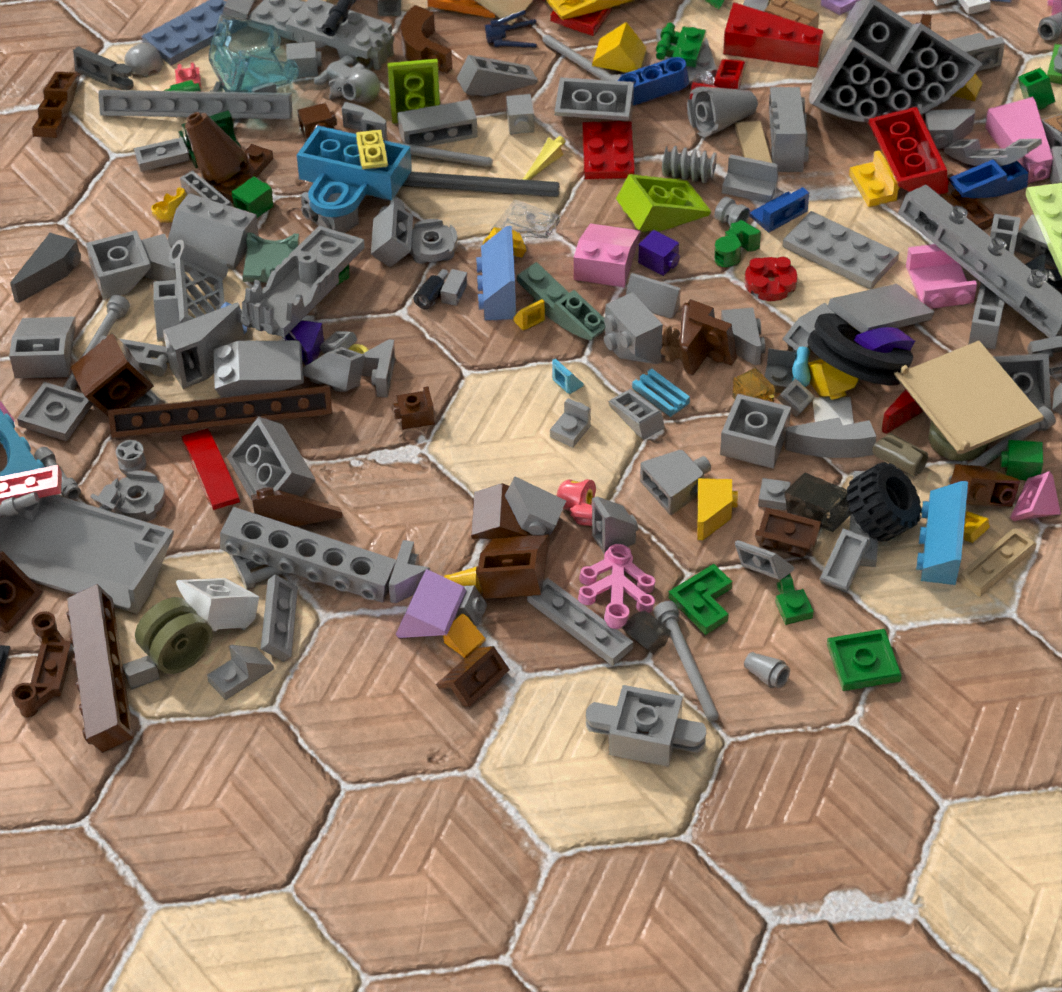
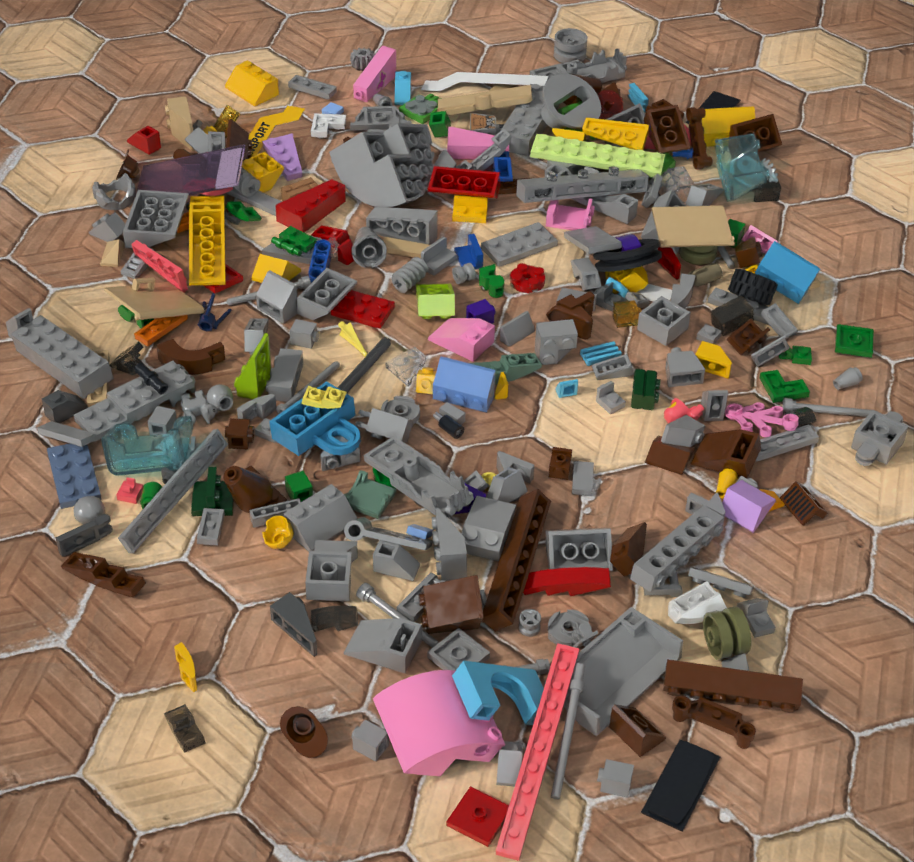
camera: 70 degrees left, 5 degrees down
(69, 294) = (334, 616): none -> clear smoke slope
(406, 439) = (582, 478): none -> light grey tile
(563, 62) = (277, 297): none -> light grey slope
(605, 451) = (644, 389): none -> dark green brick
(1021, 35) = (377, 118): none -> light grey wing

